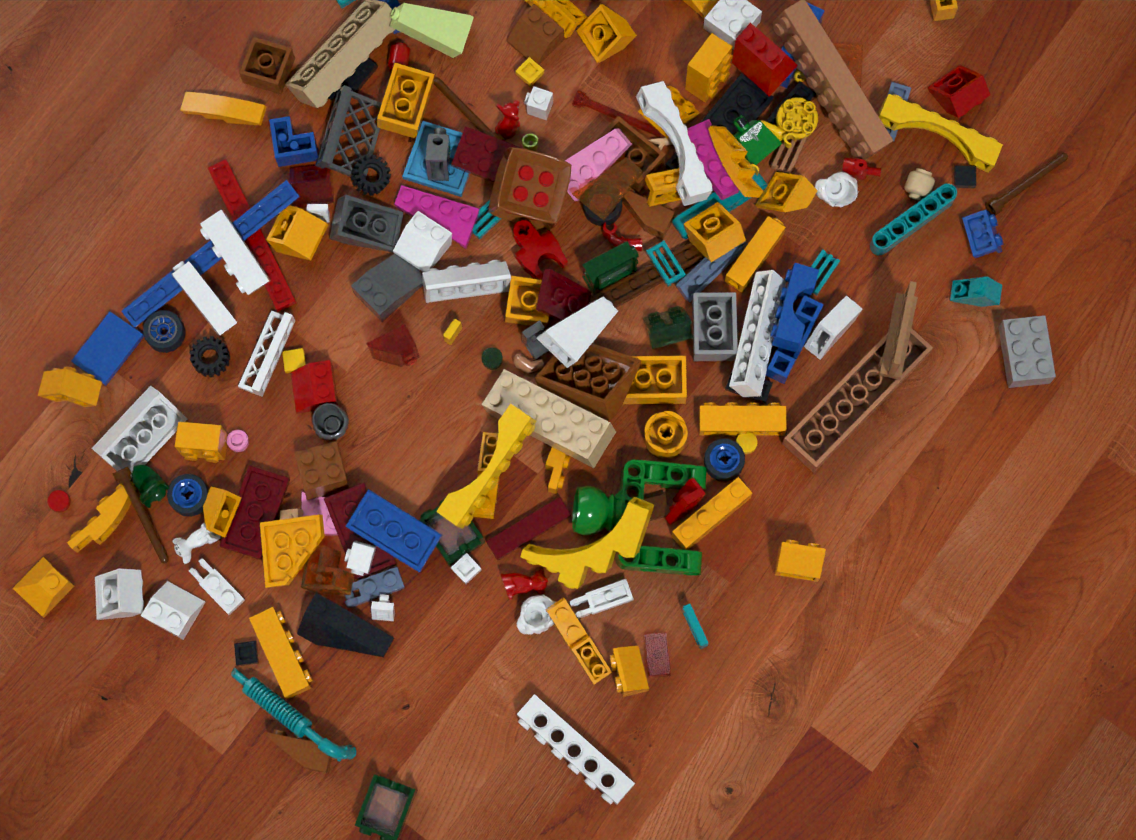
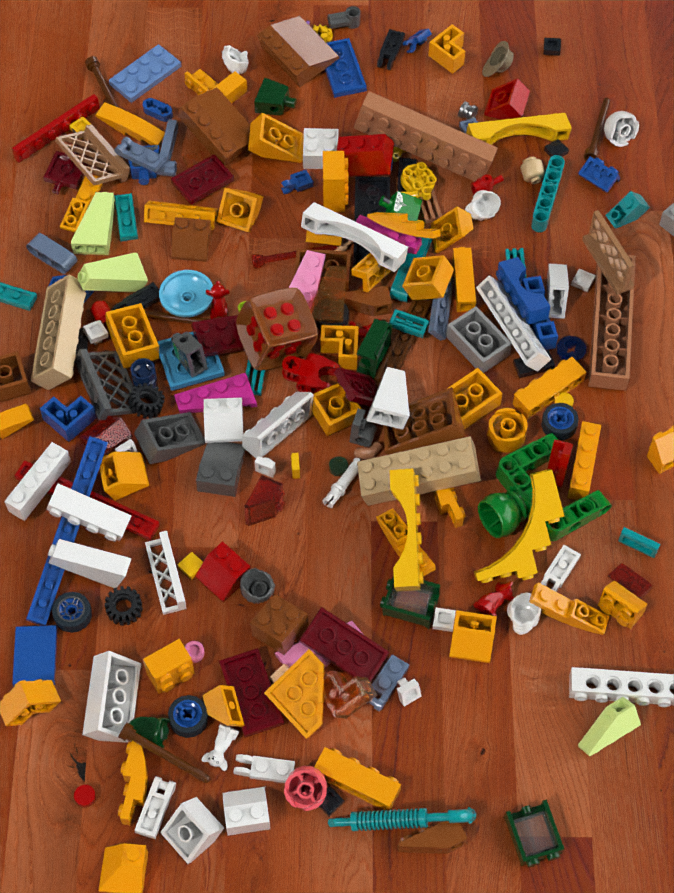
camera: 40 degrees left, 15 degrees down
(104, 553) = (155, 808): none -> white plate
(218, 190) = (38, 481): none -> white brick
(231, 629) = (305, 788): none -> coral cylinder
(336, 627) = (387, 728): black wedge -> none
(360, 557) = (362, 662): white brick -> none
(377, 73) = (95, 332): none -> white tile
(388, 147) = (143, 372): none -> dark blue wheel
(394, 530) = (372, 625): blue tile -> none
(426, 312) = (265, 466): none -> white plate
(443, 66) = (146, 296): none -> black hinge
(475, 603) = (473, 636): none -> light orange slope
(480, 378) = (338, 489): none -> white pin
(481, 80) = (185, 286): none -> medium azure dish
(528, 528) = (464, 561): dark red tile -> none
(528, 768) = (611, 725): none -> yellowish green slope
(529, 71) = (206, 264): yellow plate -> none
(539, 103) = (231, 278): white brick -> none
(589, 238) = (342, 341): none -> light orange brick
(668, 327) = (446, 362): clear green bracket -> none
(686, 41) = (299, 180): none -> blue plate
(803, 388) = (571, 342): none -> clear blue gear
(870, 333) = (583, 280): none -> white tile
(910, 75) = (467, 111): none -> flat silver wheel
(990, 38) = (499, 60): none -> dark tan piece
(1046, 198) = (621, 127): none -> white cylinder
(1059, 58) = (552, 46): none -> black plate

